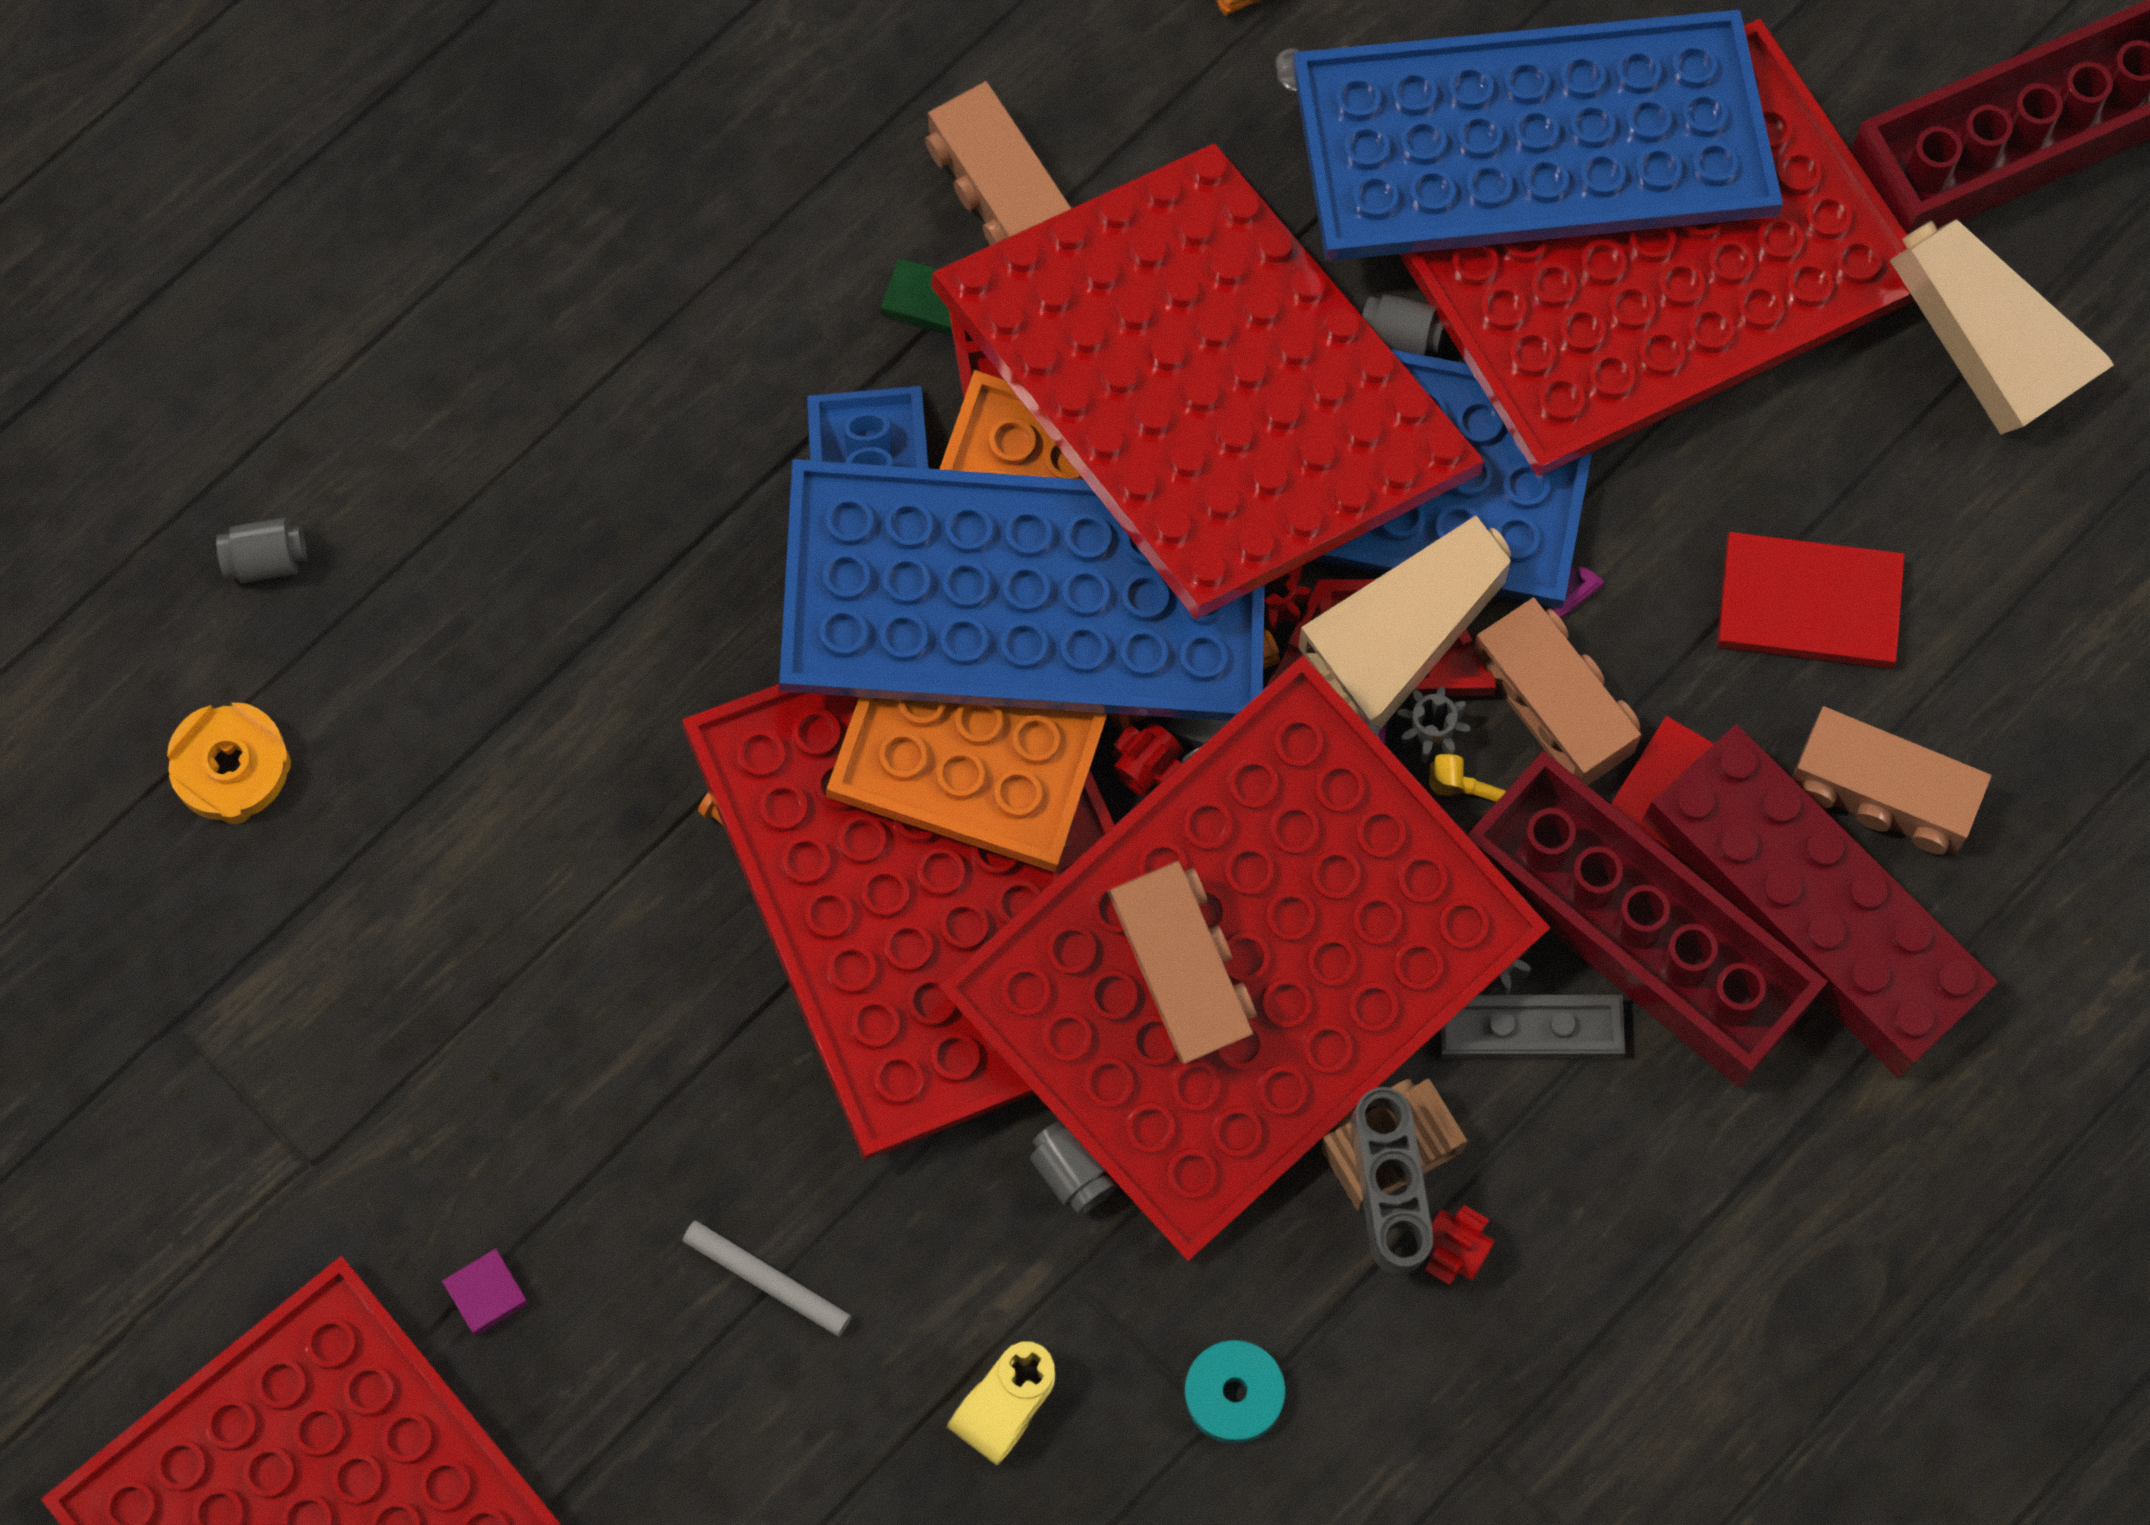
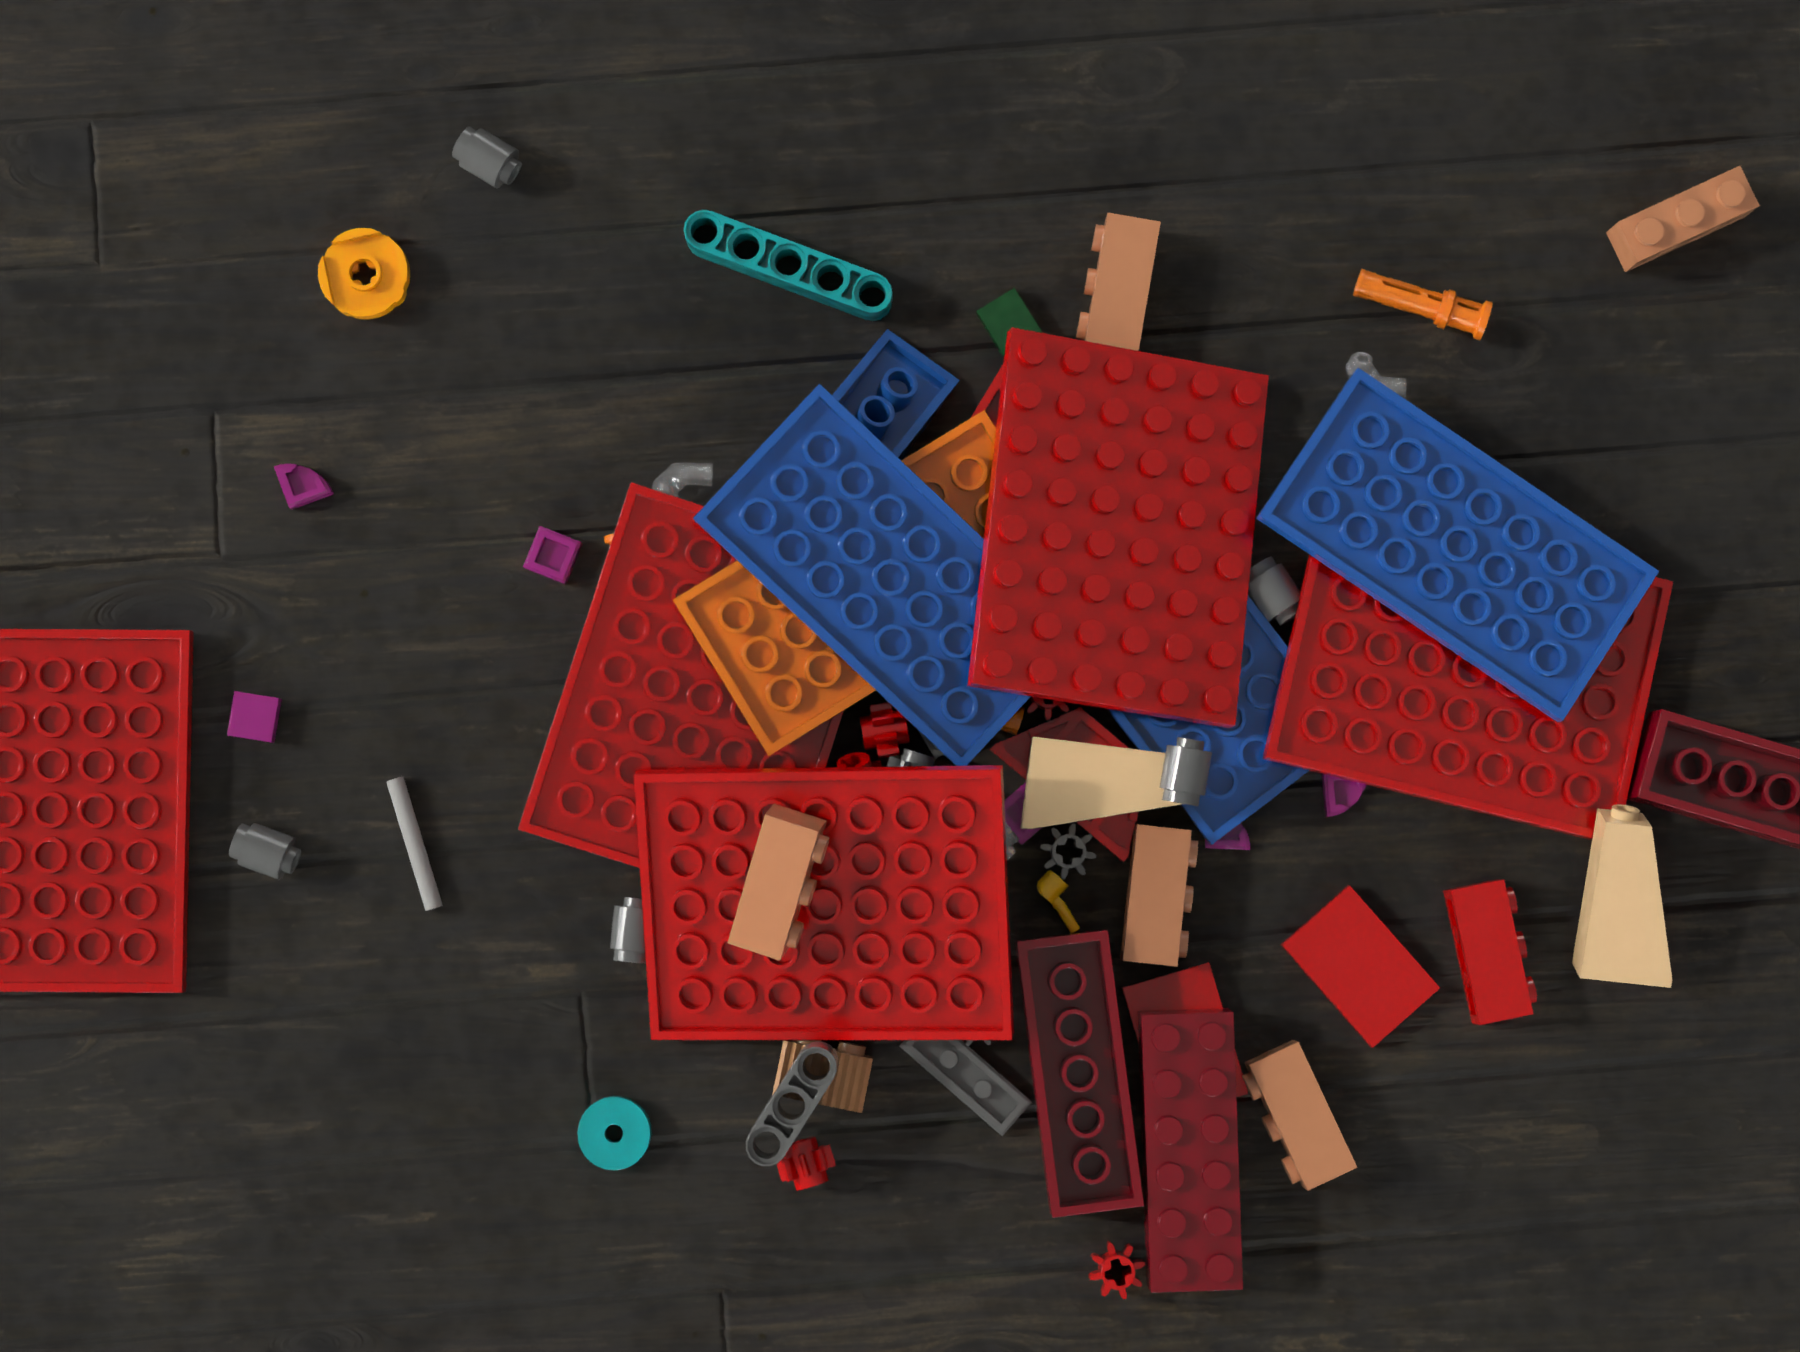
camera: 40 degrees right, 15 degrees up
(337, 1020) = (301, 485): none -> magenta tile
(614, 1414) = (264, 850): none -> dark grey brick
(640, 433) = (774, 248): none -> teal beam
(660, 876) = (552, 555): none -> magenta tile
(732, 683) = (683, 474): none -> clear arm
(1000, 1411) = (477, 1031): light yellow piece -> none
(1479, 529) = (1185, 771): none -> dark grey brick
(1637, 457) = (1340, 794): none -> magenta tile
(1876, 1078) = (1128, 1274): none -> red gear
(1916, 480) = (1490, 951): none -> red brick

